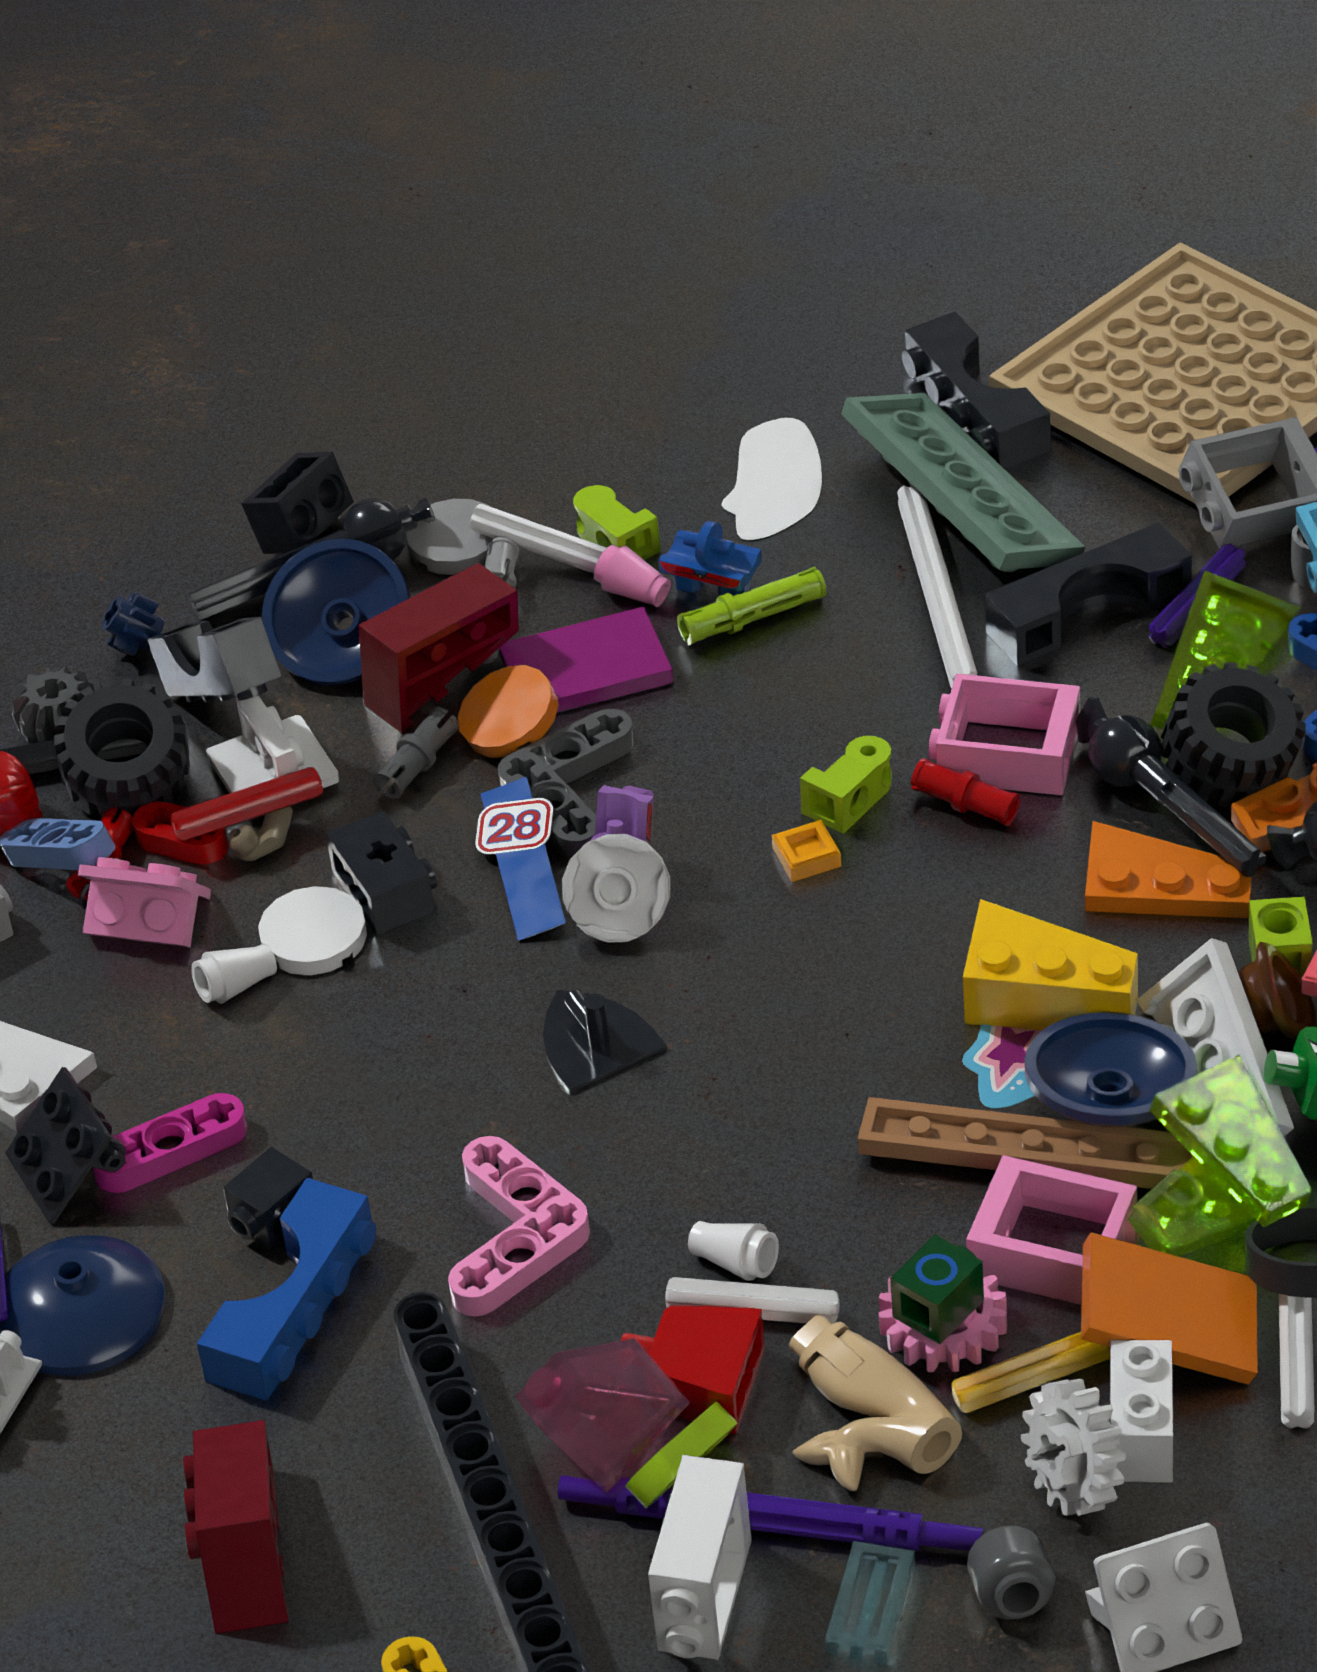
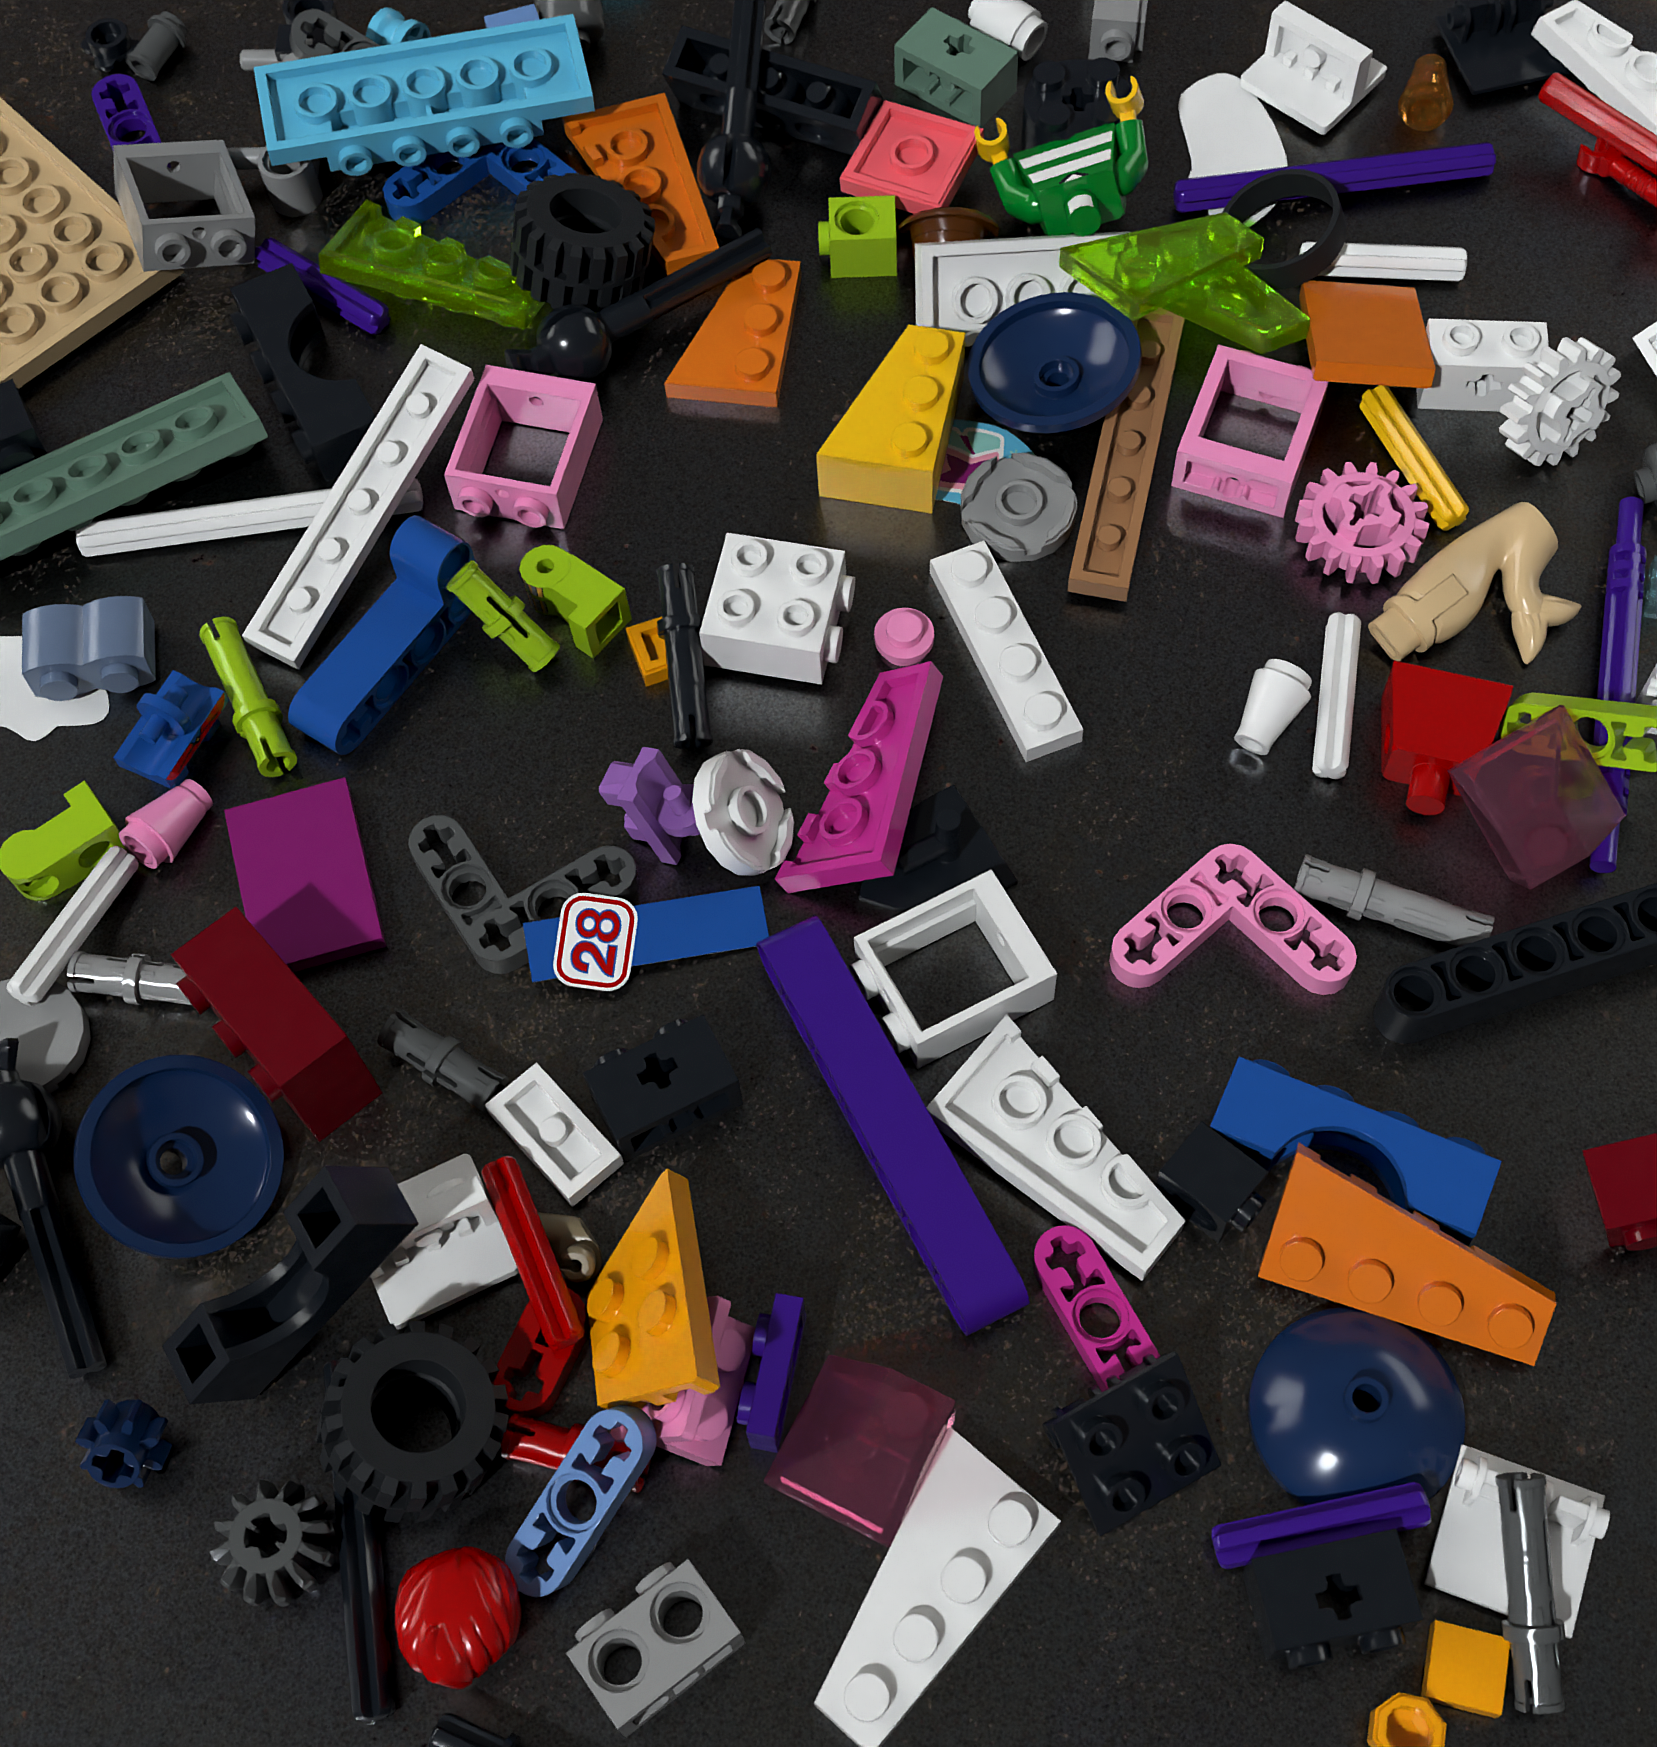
camera: 90 degrees left, 20 degrees up
(92, 1010) = (862, 1446): none -> clear pink slope
(142, 950) = (766, 1402): none -> dark purple plate
(181, 1311) = (1374, 1256): none -> orange wing
(198, 854) = (652, 1307): none -> light orange wing
(229, 972) = (818, 1262): white cone -> none
(313, 929) = (742, 1172): white tile -> none
(317, 1101) = (1037, 1137): none -> white wing
(344, 1005) = (893, 1126): none -> dark purple beam
(355, 803) = (554, 1134): none -> white plate
(487, 1072) = (1008, 935): none -> white window
(507, 710) = (392, 951): orange tile -> none
(534, 1310) = (1379, 900): none -> light grey pin
(657, 976) = (870, 788): none -> dark pink wing
(789, 844) = (684, 656): none -> black pin
(793, 510) = (88, 647): none -> sand blue brick
(804, 1071) = (1006, 651): none -> white plate
(813, 726) = (503, 616): none -> lime pin
(815, 1000) = (904, 636): none -> bright pink plate
(829, 689) = (389, 642): none -> blue beam
(829, 900) = (776, 608): none -> white brick
(932, 633) = (358, 507): none -> white plate
(937, 1288) = (1390, 488): dark green brick -> none
(965, 791) = (602, 493): red pin -> none
(966, 1071) = (1019, 507): none -> light grey tile

